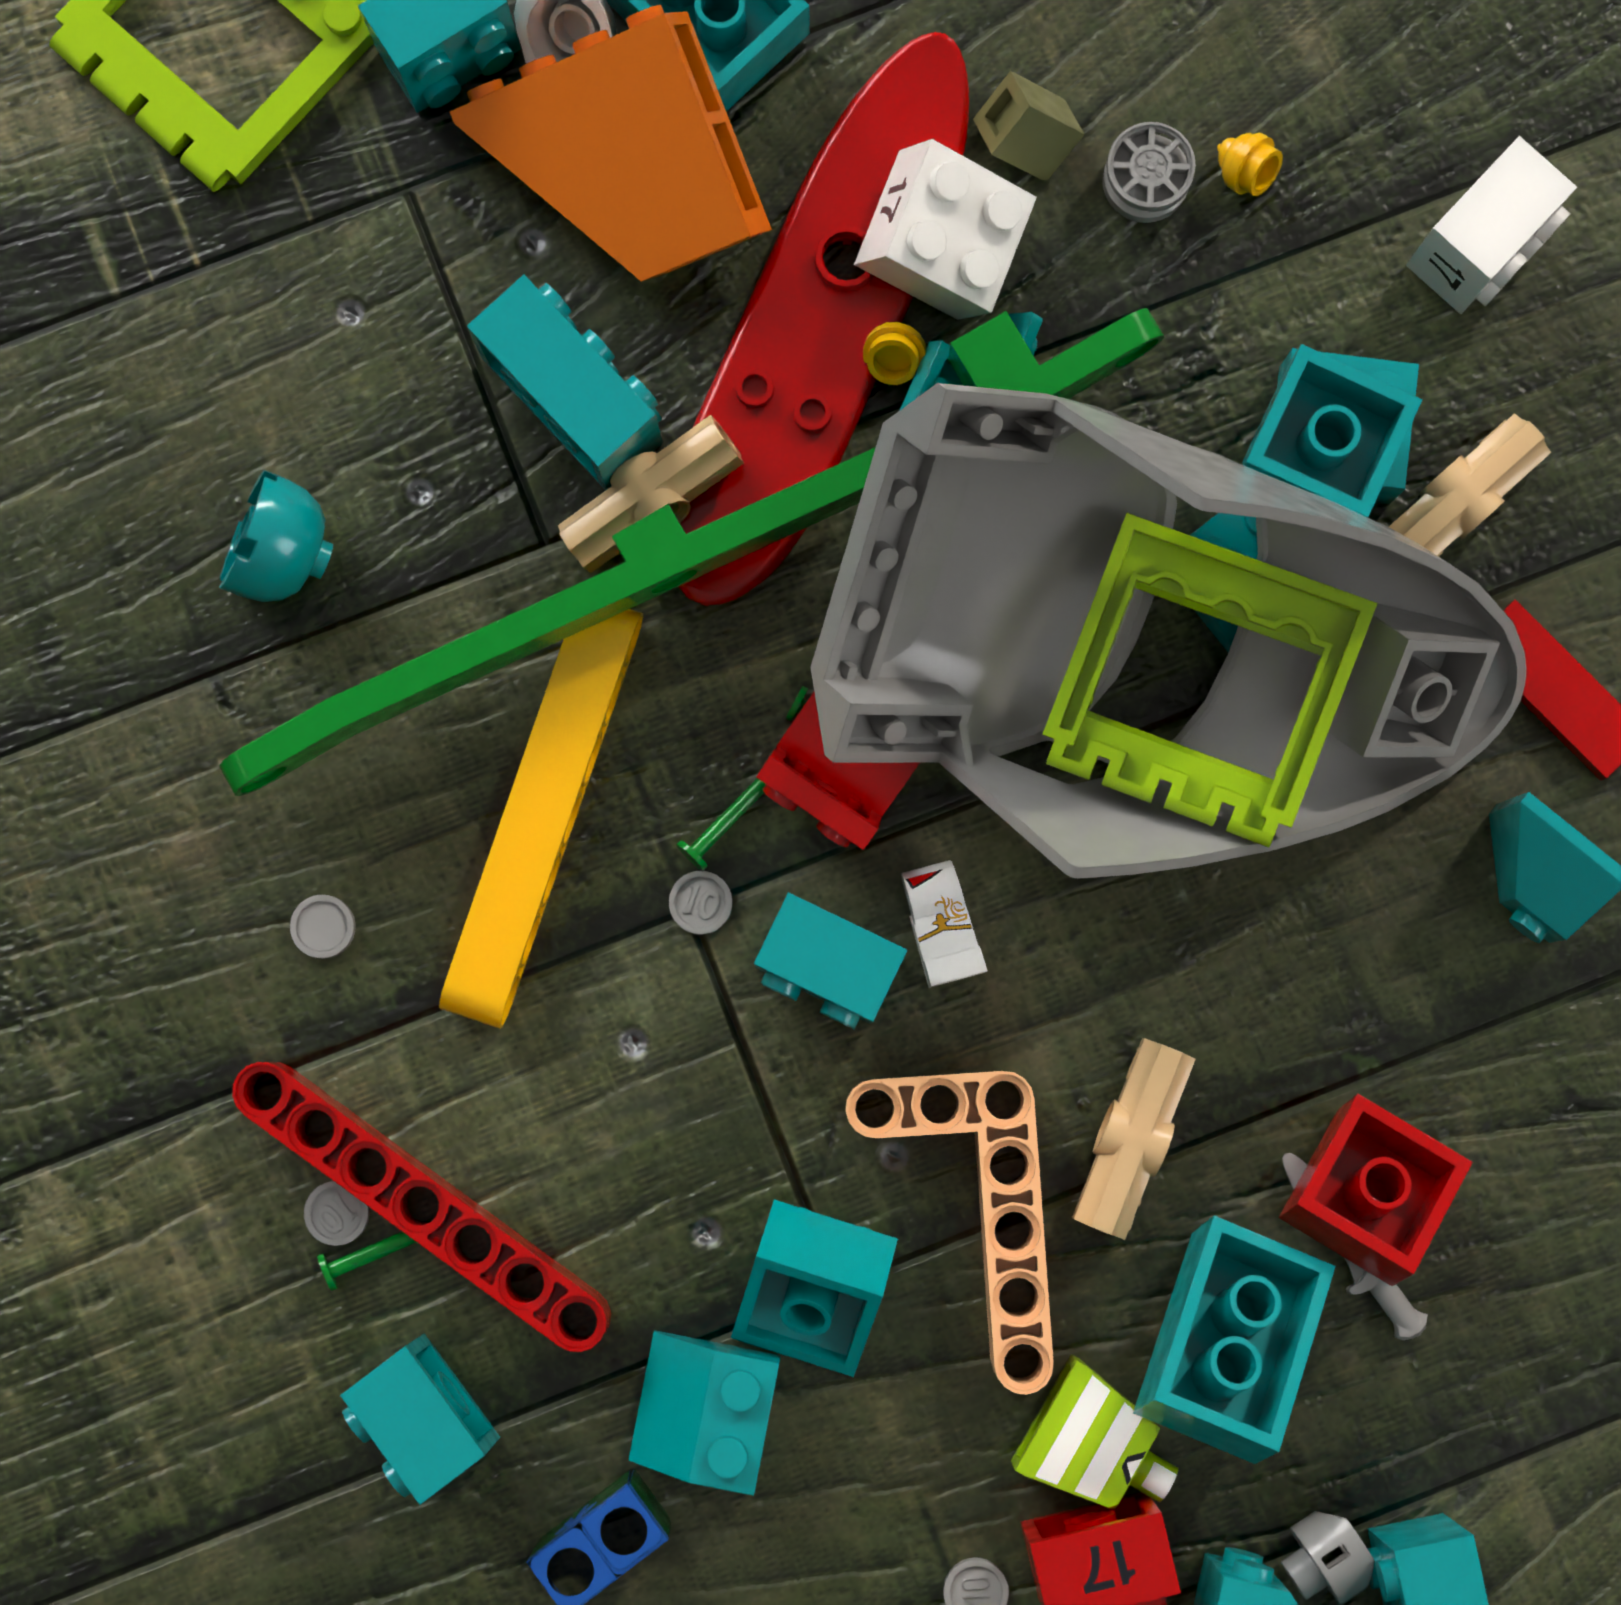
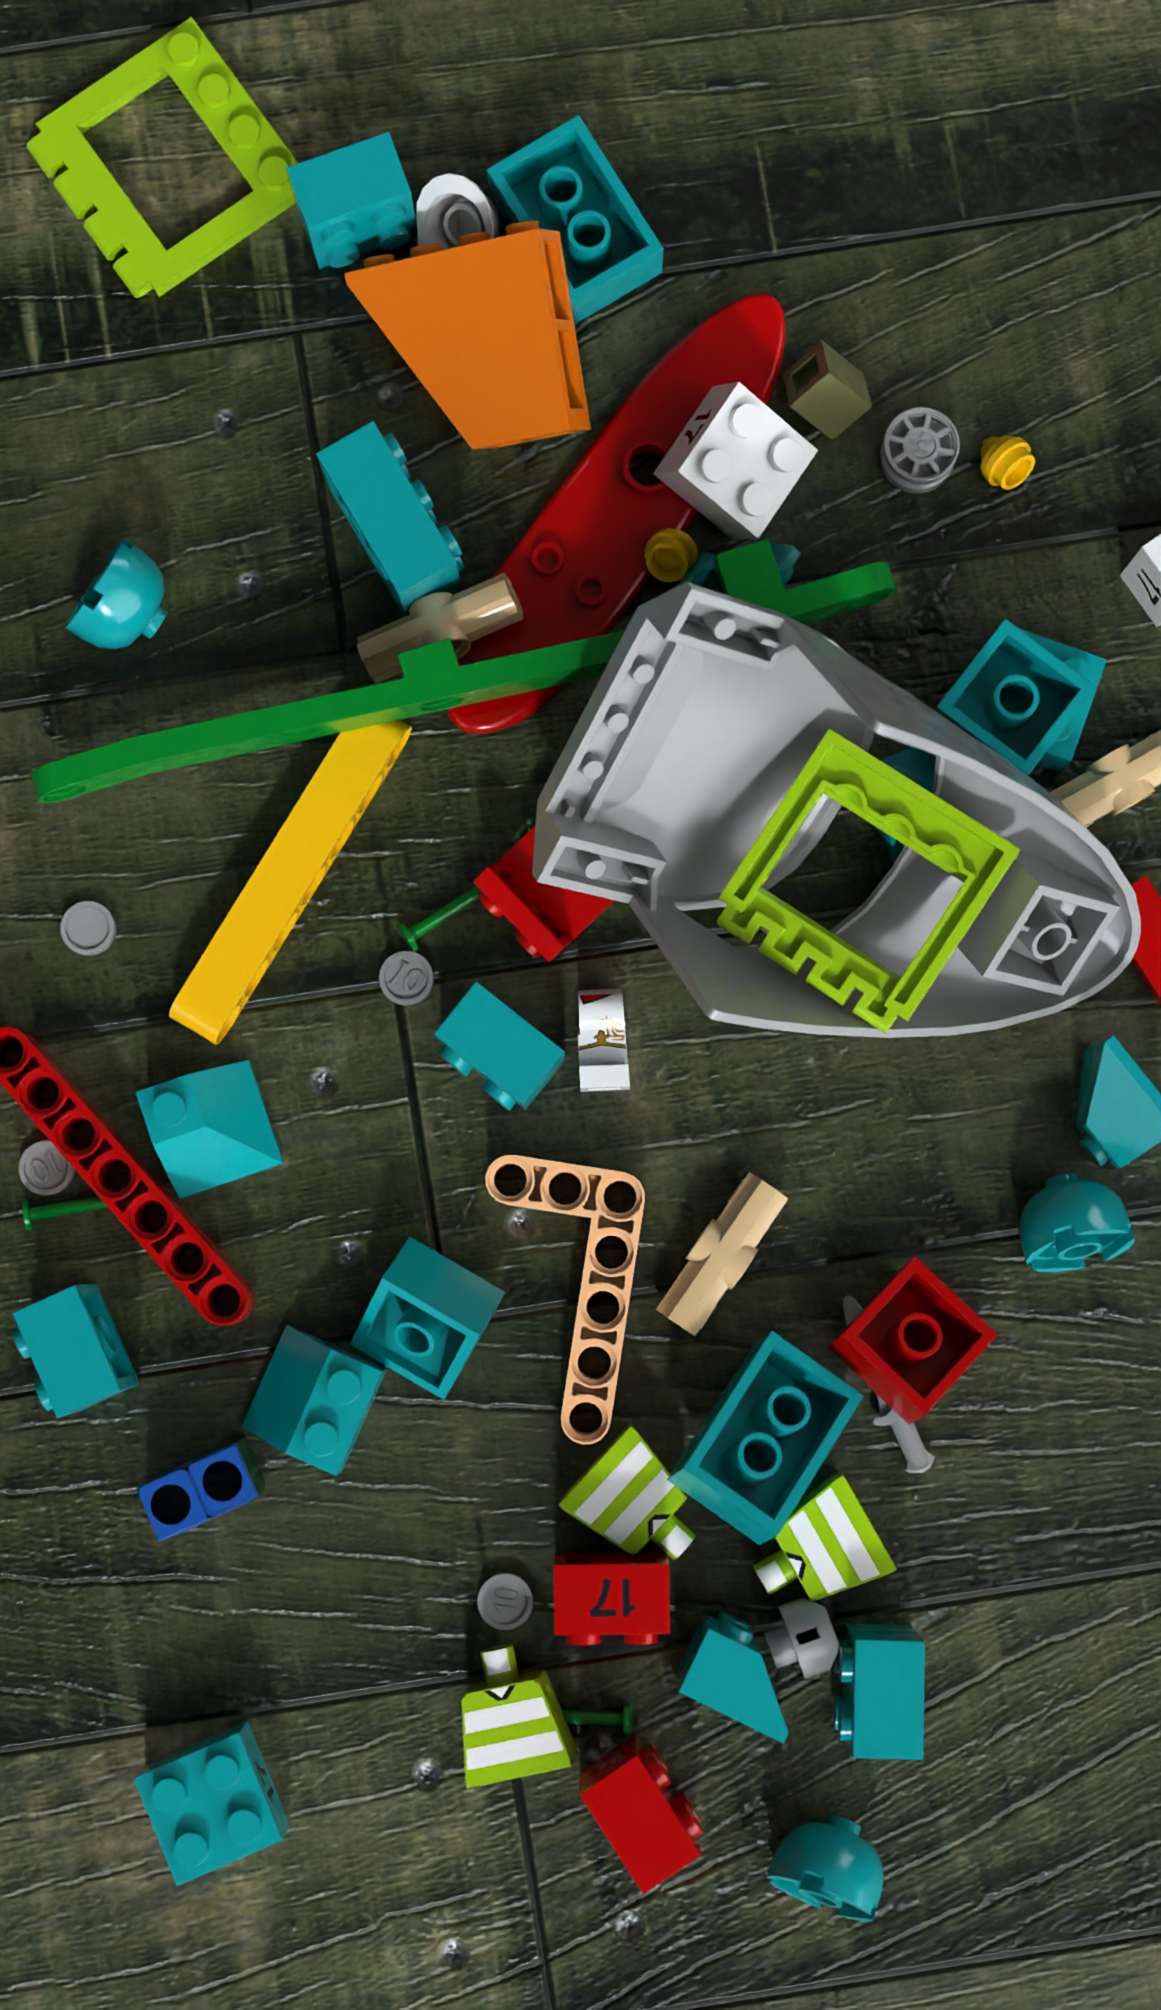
camera: 15 degrees right, 0 degrees up
(515, 1125) = (210, 1127): none -> teal slope
(1331, 1445) = (826, 1544): none -> torso
(1524, 1013) = (1072, 1222): none -> teal cylinder

